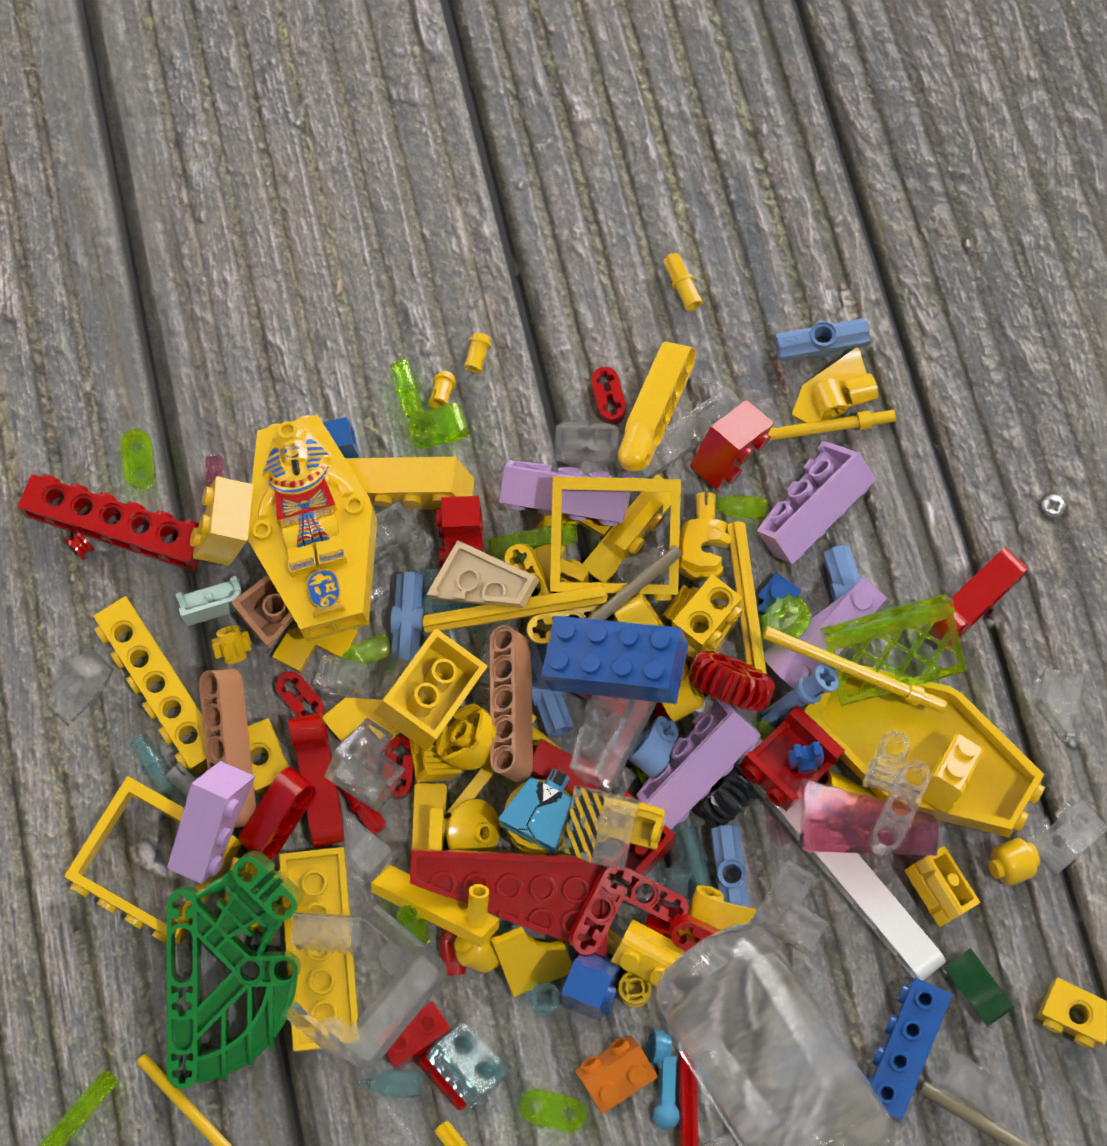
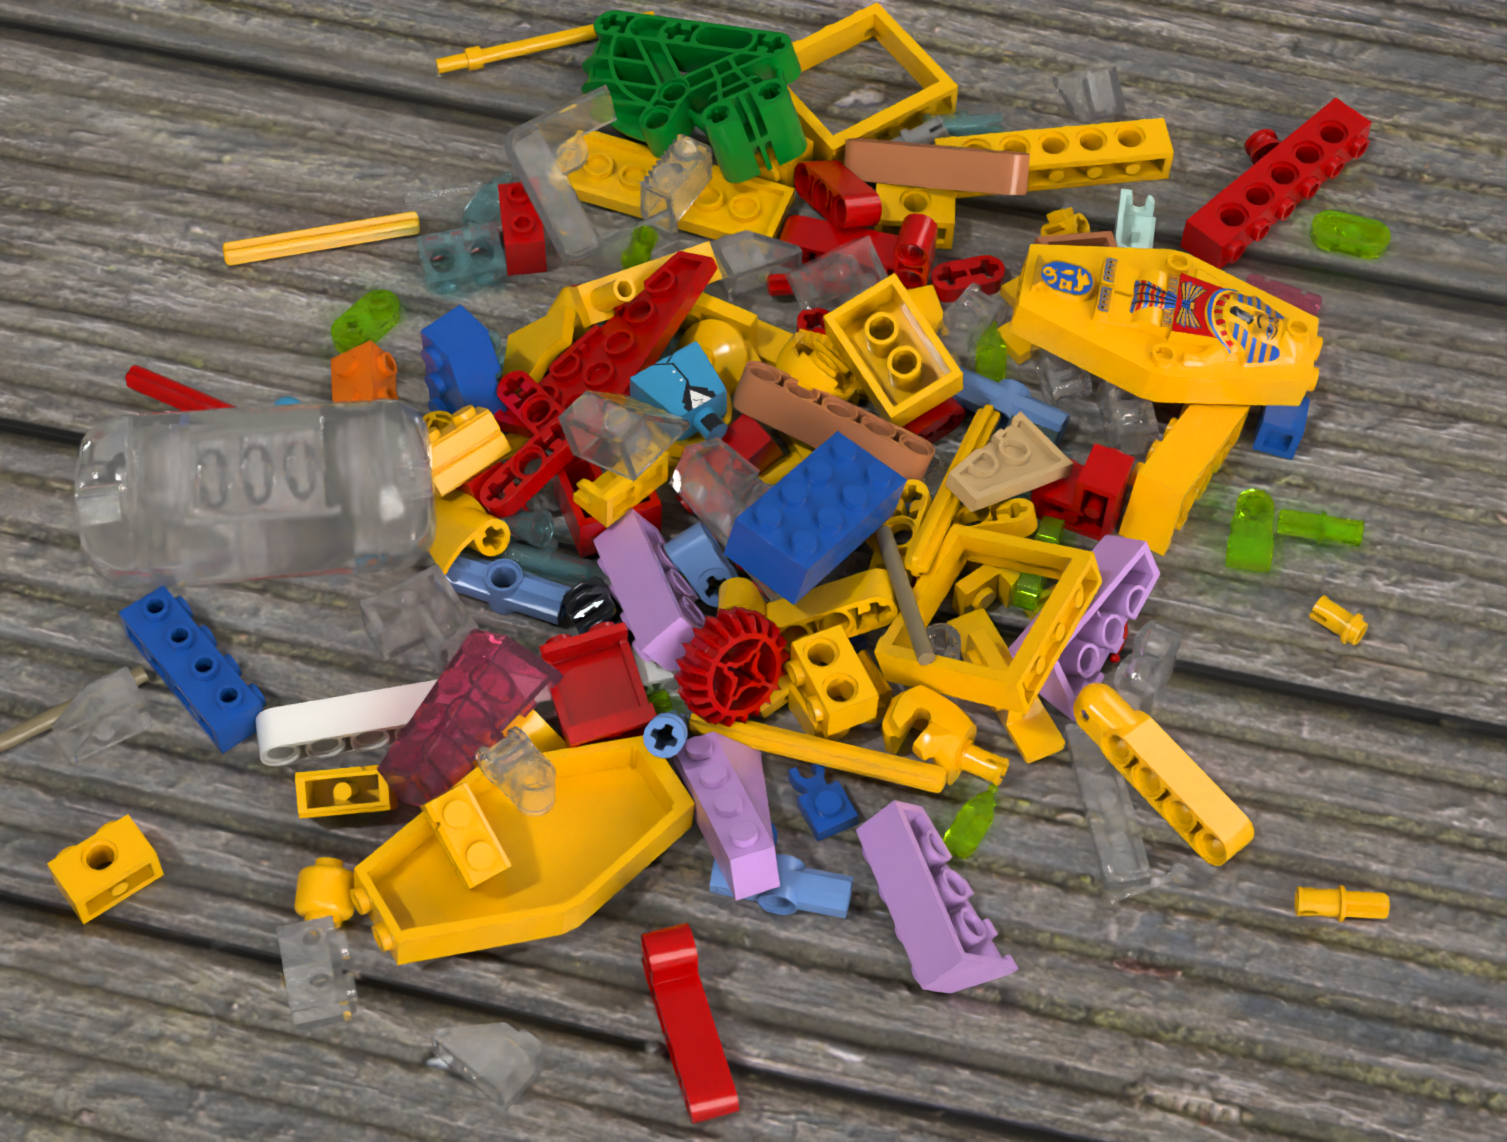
camera: 110 degrees right, 15 degrees down
(209, 821) = (859, 108): lavender wedge -> none
(225, 522) = (1218, 238): yellow brick -> none
(443, 383) = (1300, 558): yellow pin -> none
(602, 397) = (1209, 740): red beam -> none
(698, 929) = (456, 494): red beam -> none
(731, 444) = (1063, 831): red brick -> none
(792, 626) = (792, 795): clear neon green gear -> none
(806, 758) = (585, 689): blue plate -> none
(836, 390) = (1085, 1022): yellow panel -> none
(840, 336) = (1164, 1055): medium blue piece -> none
(863, 421) = (1022, 1027): yellow bar -> none
(894, 622) = (692, 843): clear neon green fence -> none
(907, 794) = (453, 741): clear beam -> none
(912, 693) = (591, 842): yellow bar -> none
(979, 987) = (197, 777): dark green slope -> none

